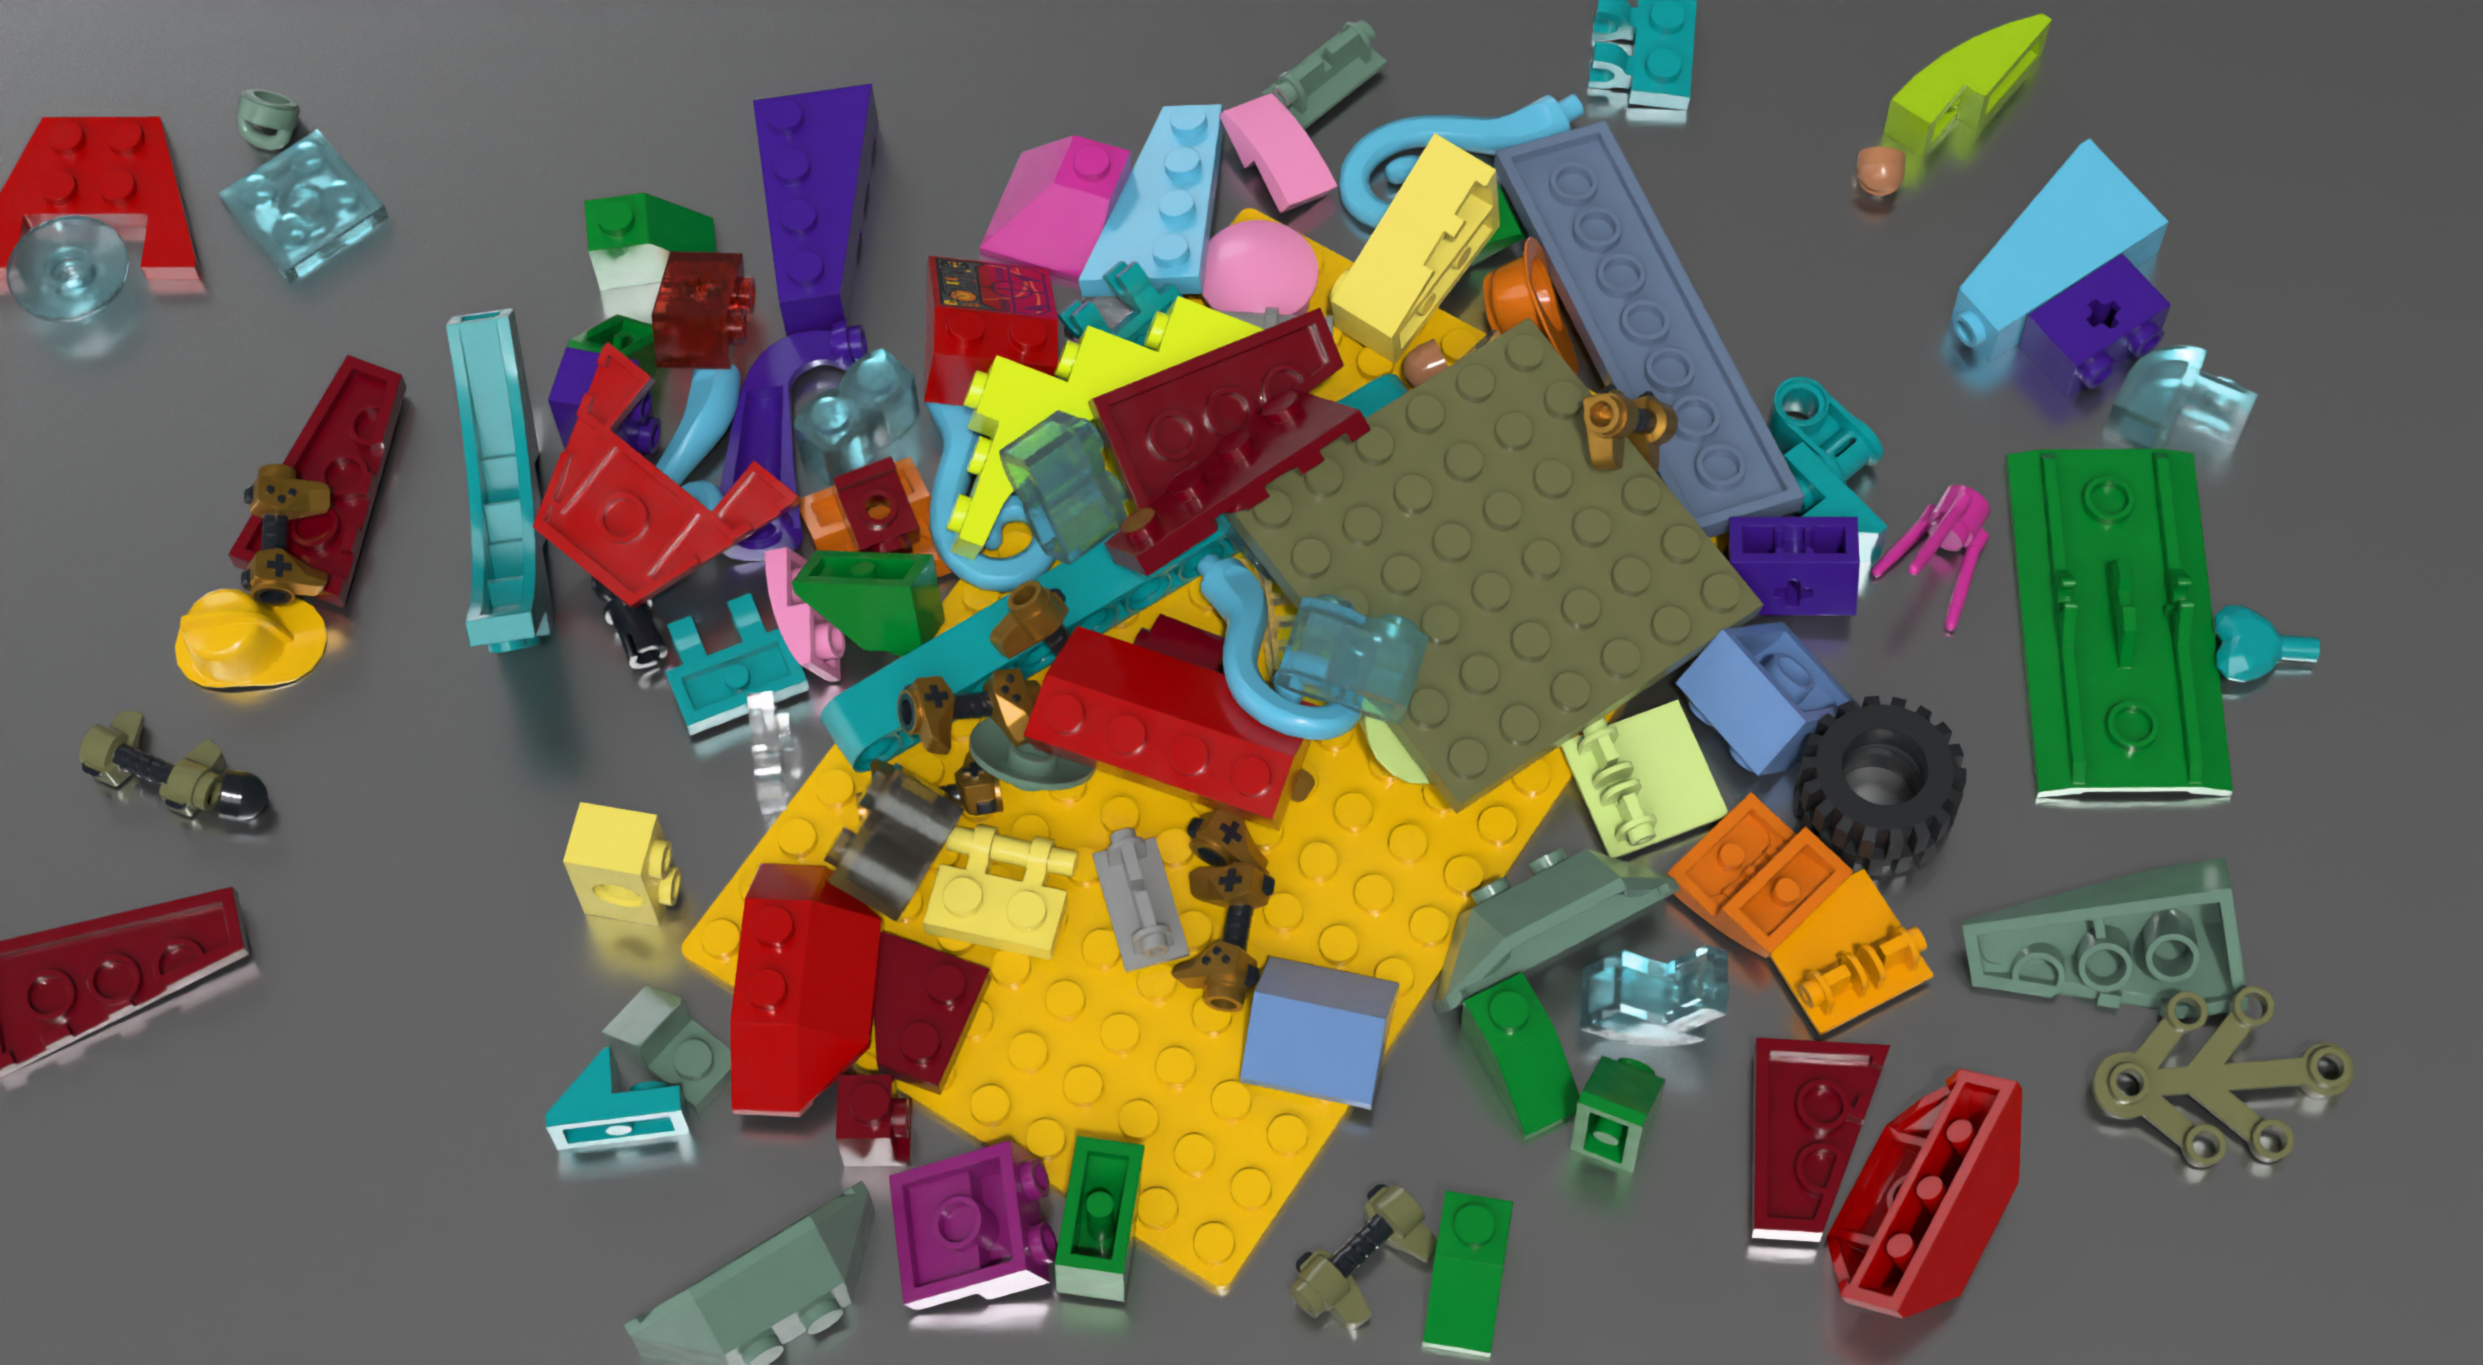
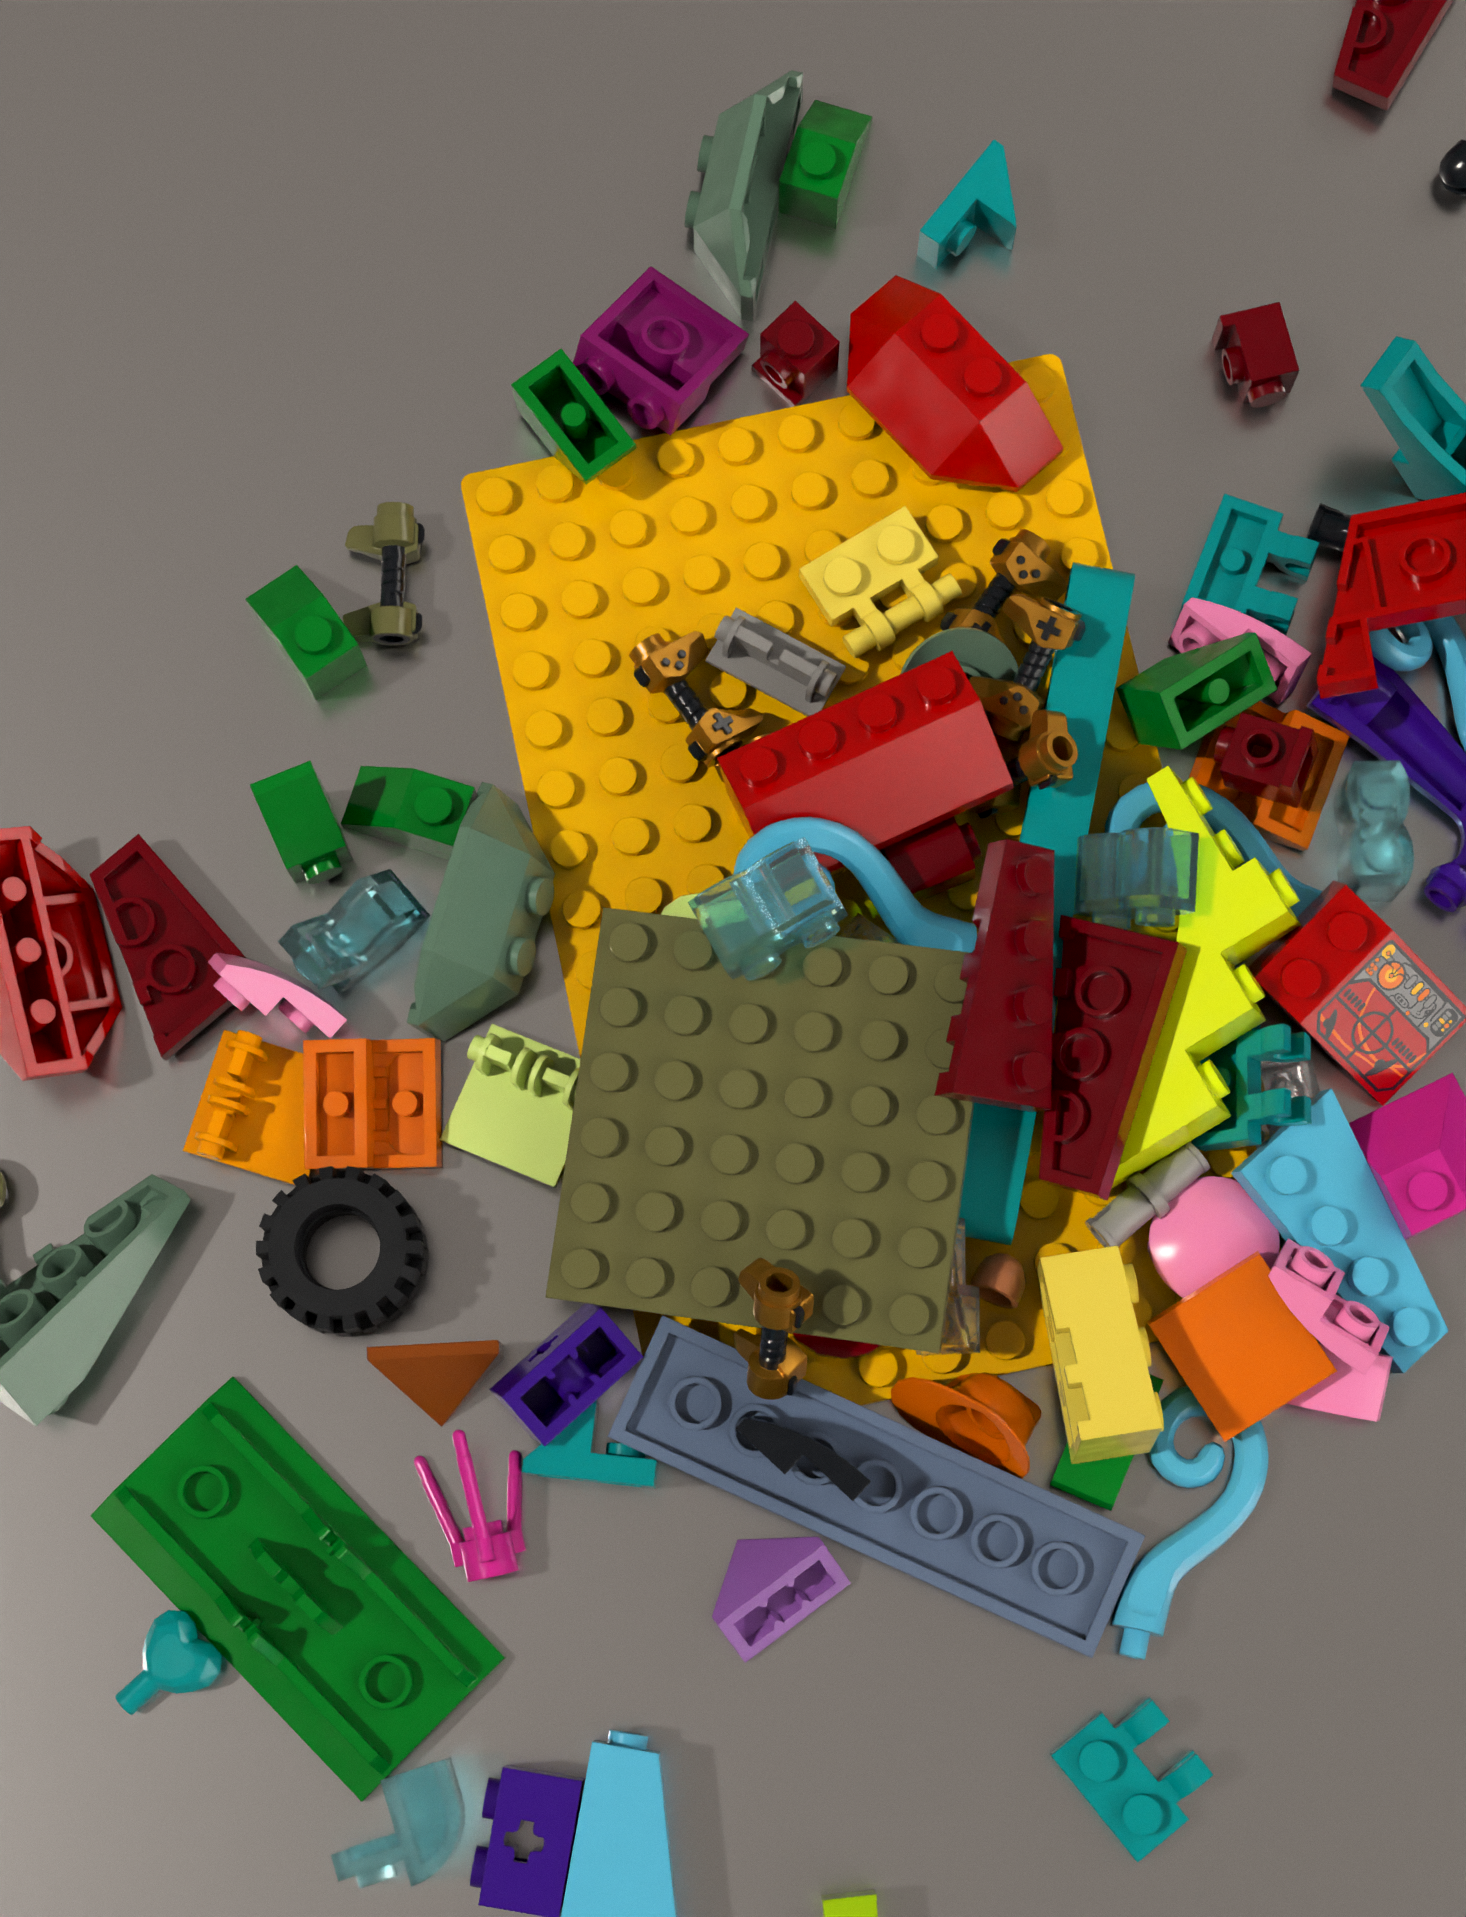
camera: 135 degrees right, 15 degrees up
(544, 800) = (1257, 354): none -> dark red brick
(621, 864) = (1146, 344): light yellow brick -> none
(671, 1046) = (994, 287): sand green slope -> none
(672, 1254) = (822, 163): none -> green slope
(770, 737) = (1158, 538): clear plate -> none
(894, 841) = (976, 523): clear smoke brick -> none
(923, 1011) = (844, 454): dark red wing -> none
(1236, 156) = (1309, 1288): none -> bright pink slope
(1312, 193) = (1240, 1347): none -> orange slope
(1318, 1032) = (566, 695): medium blue slope -> none
(1329, 73) = (1356, 1487): sand green hinge -> none
(1682, 365) = (787, 1446): none -> black slope
(1762, 694) = (487, 1258): medium blue slope -> none
(1762, 1003) = (263, 986): none -> bright pink slope
(1776, 342) = (773, 1588): none -> medium lavender slope
(1829, 432) = (648, 1522): teal piece -> none
(1876, 659) = (438, 1374): none -> dark orange slope
(1880, 170) = (834, 1833): nougat hinge -> none

